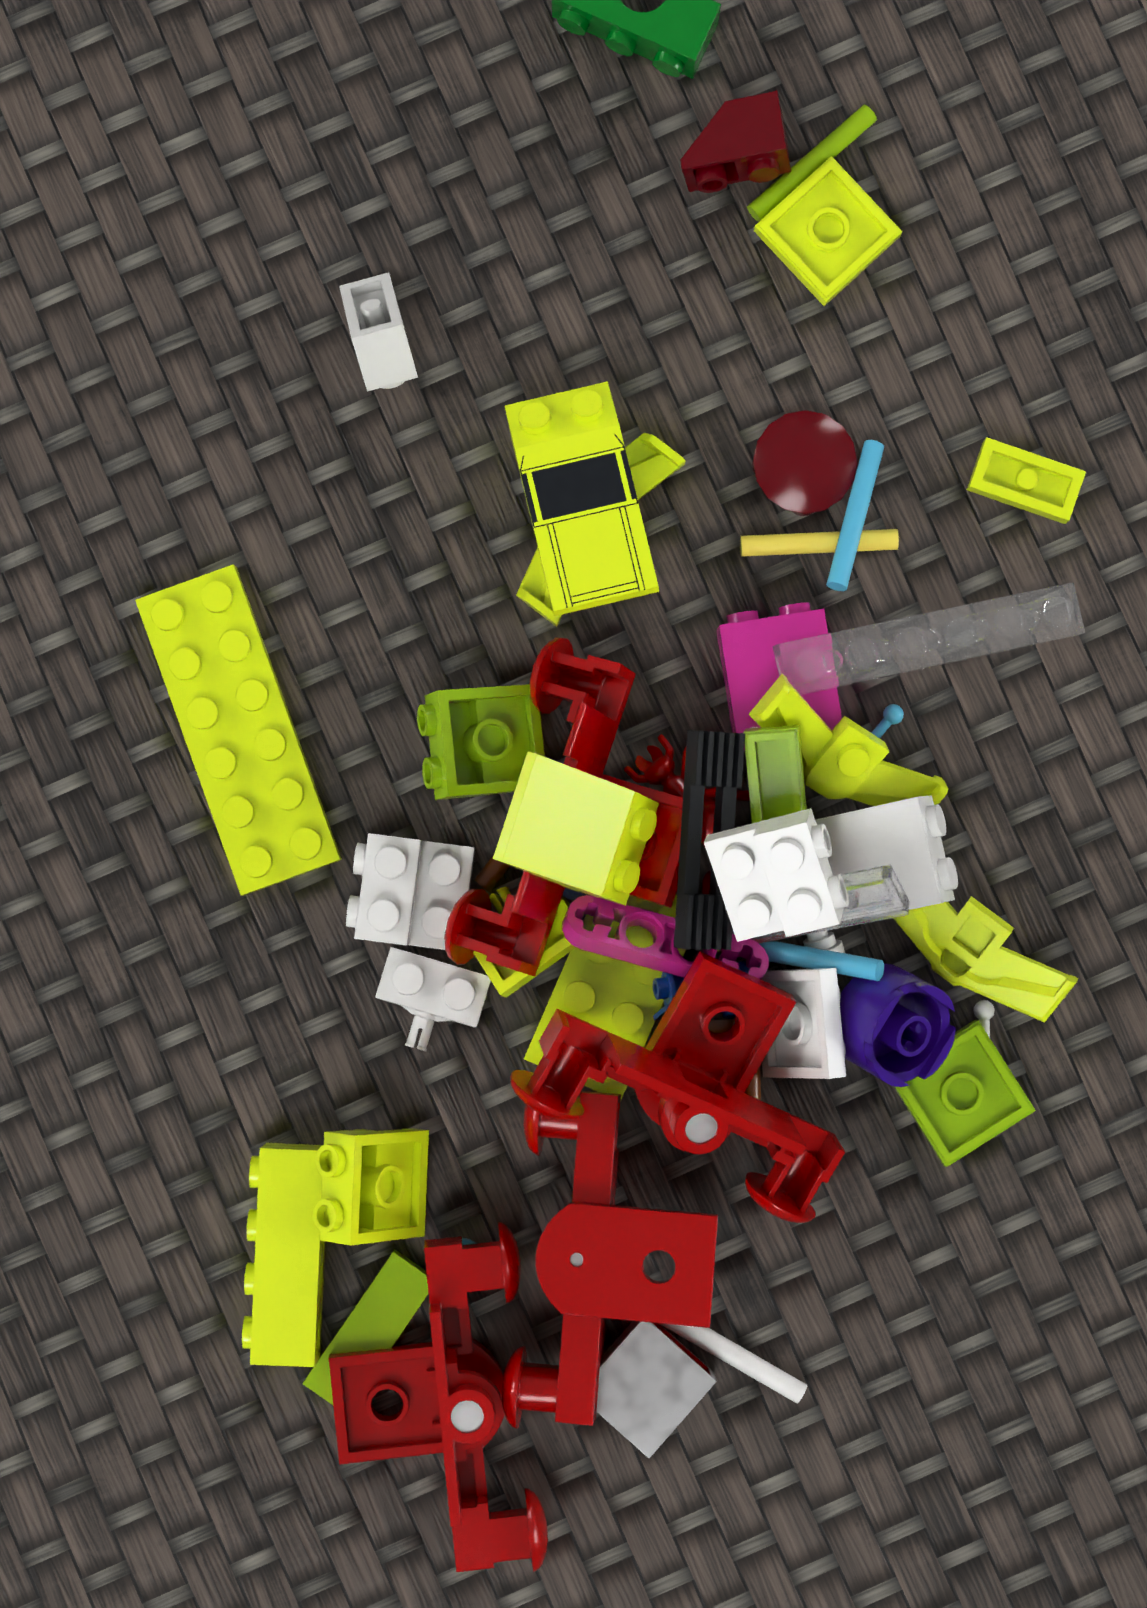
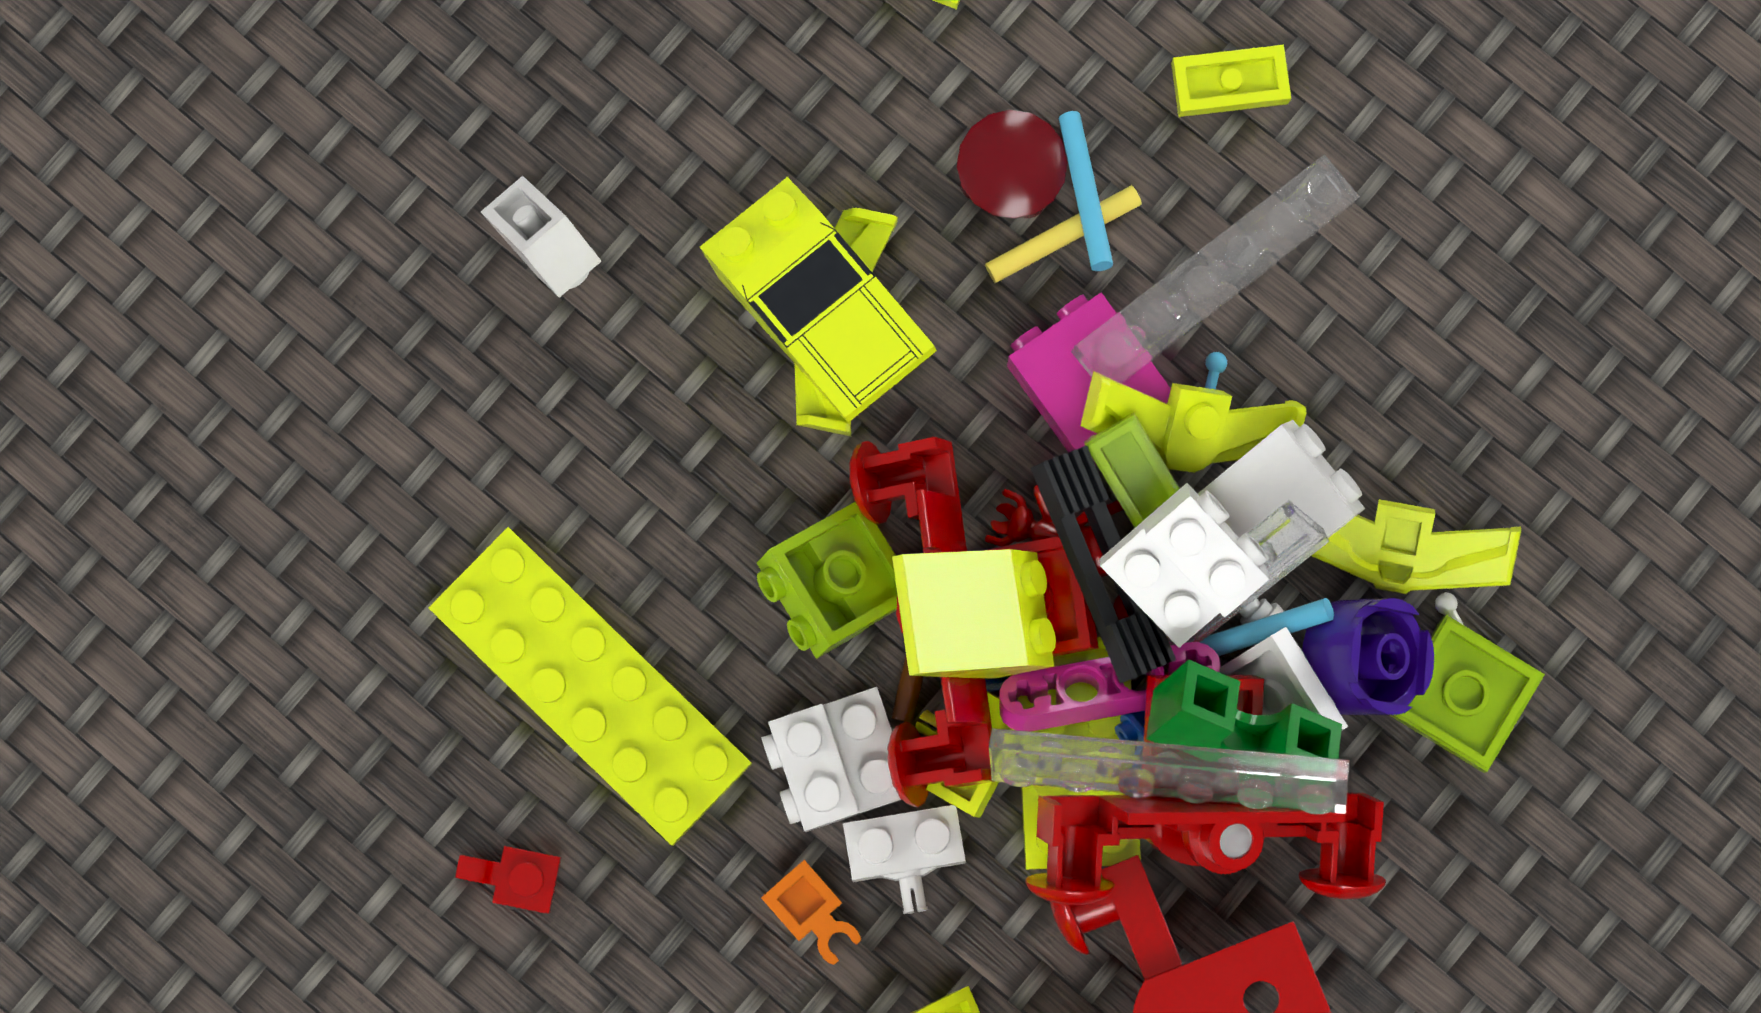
camera: 30 degrees left, 5 degrees down
(104, 861) = (520, 880): none -> red plate
(326, 999) = (806, 905): none -> orange plate
(677, 1042) = (1169, 771): none -> clear plate
(779, 1071) = (1201, 710): none -> green arch

